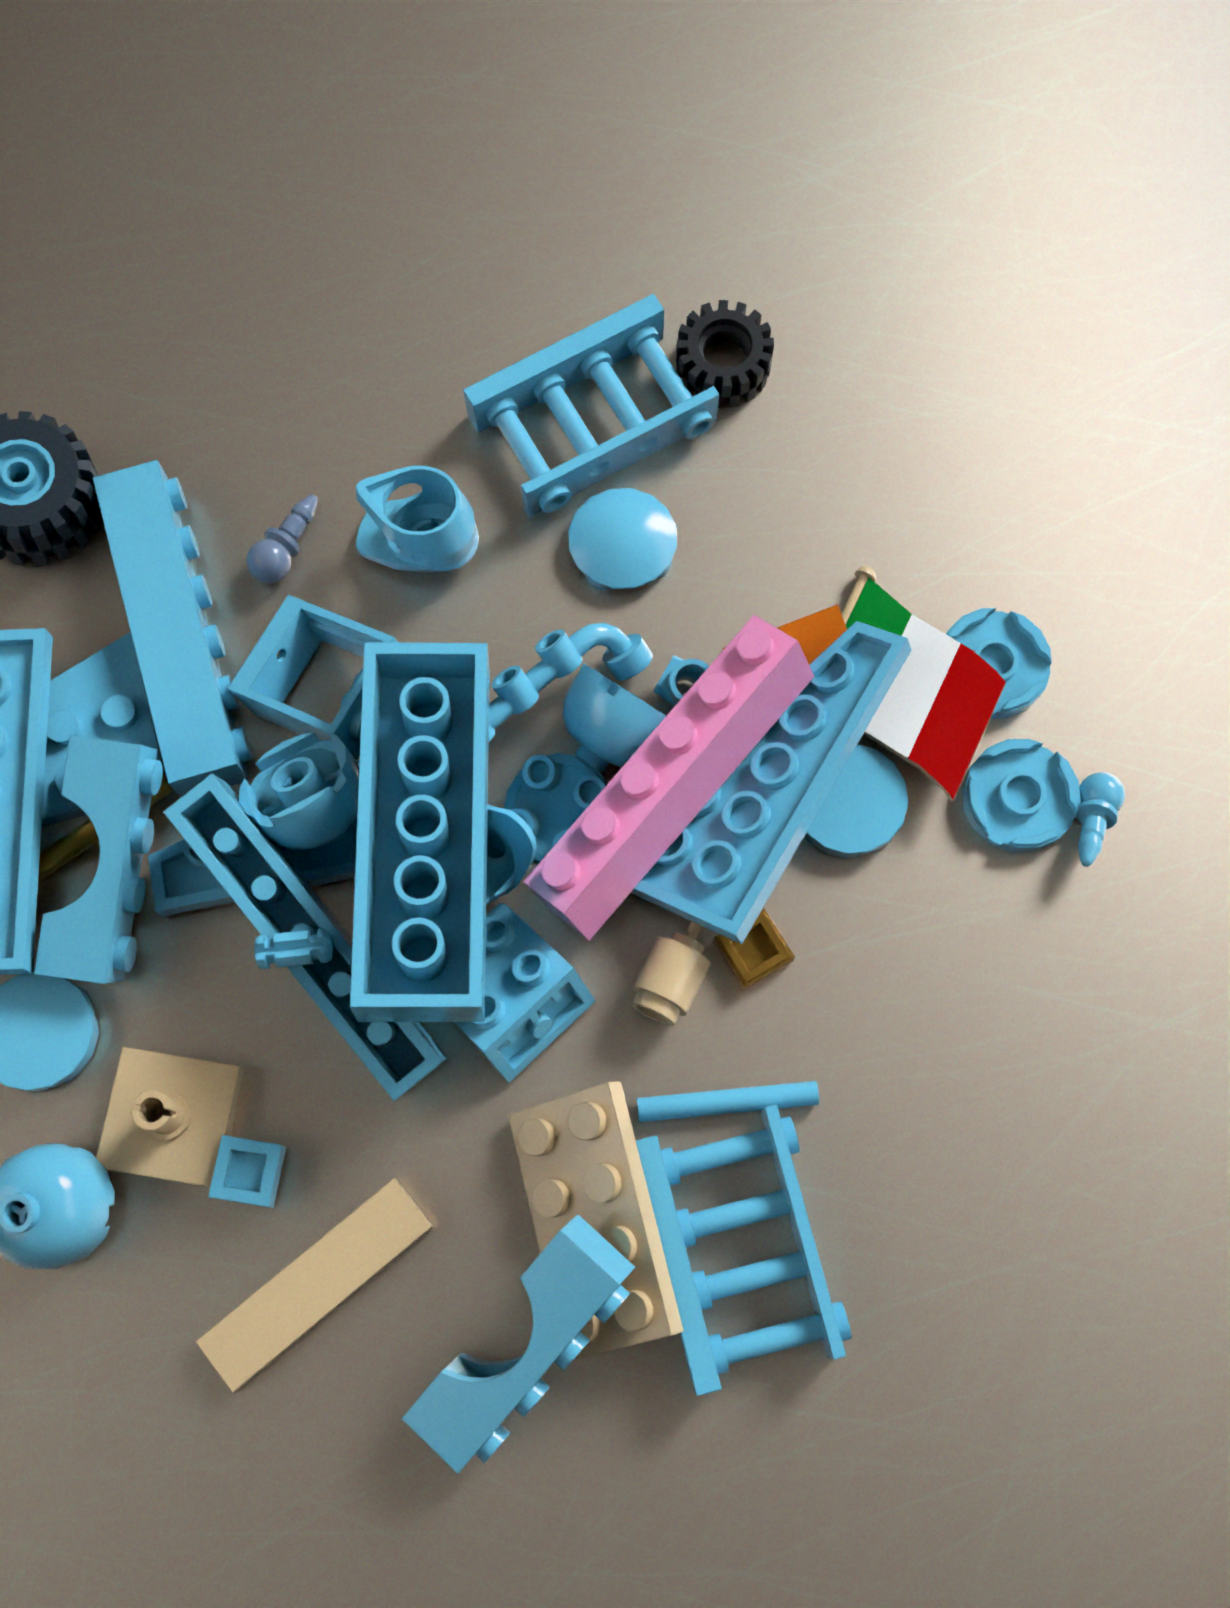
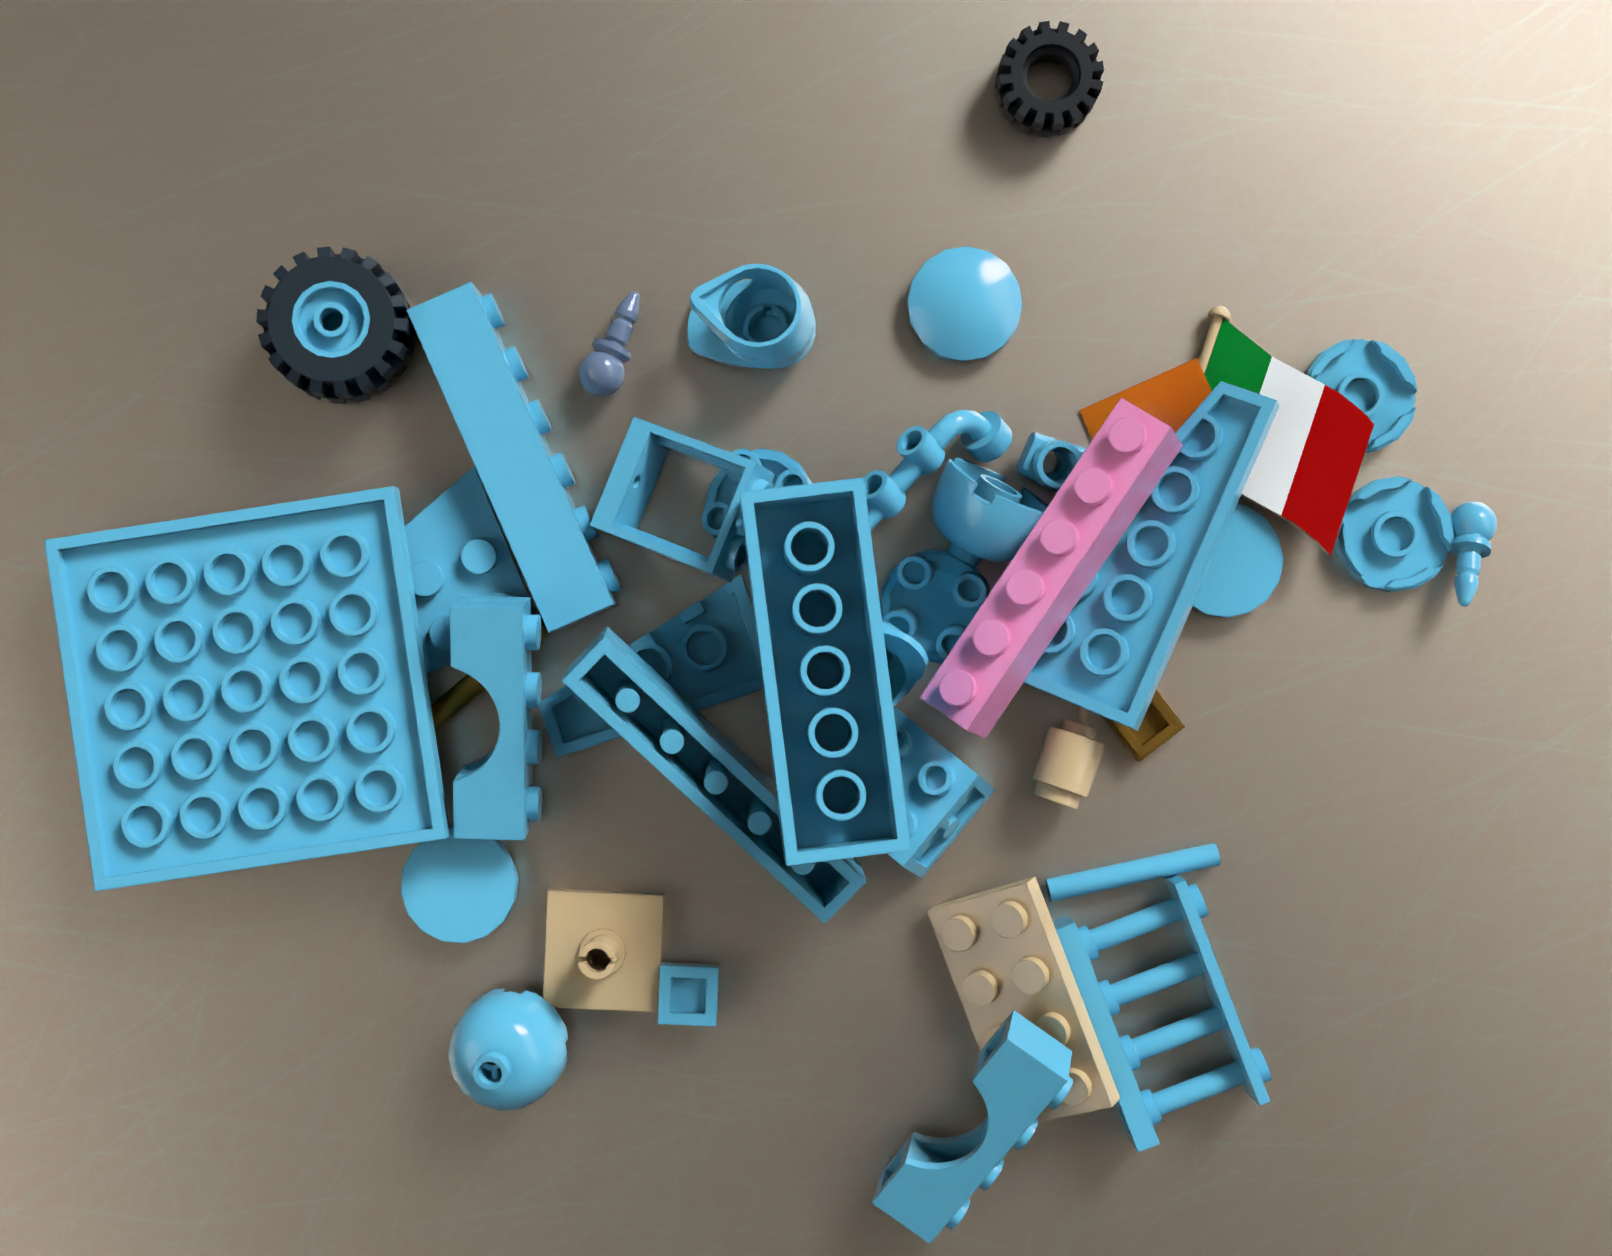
camera: 10 degrees left, 15 degrees up
(293, 948) = (712, 800): medium azure piece -> none
(303, 792) = (689, 632): medium azure cylinder -> none
(314, 1285) = (768, 1086): tan tile -> none
(590, 356) = (909, 100): medium azure fence -> none

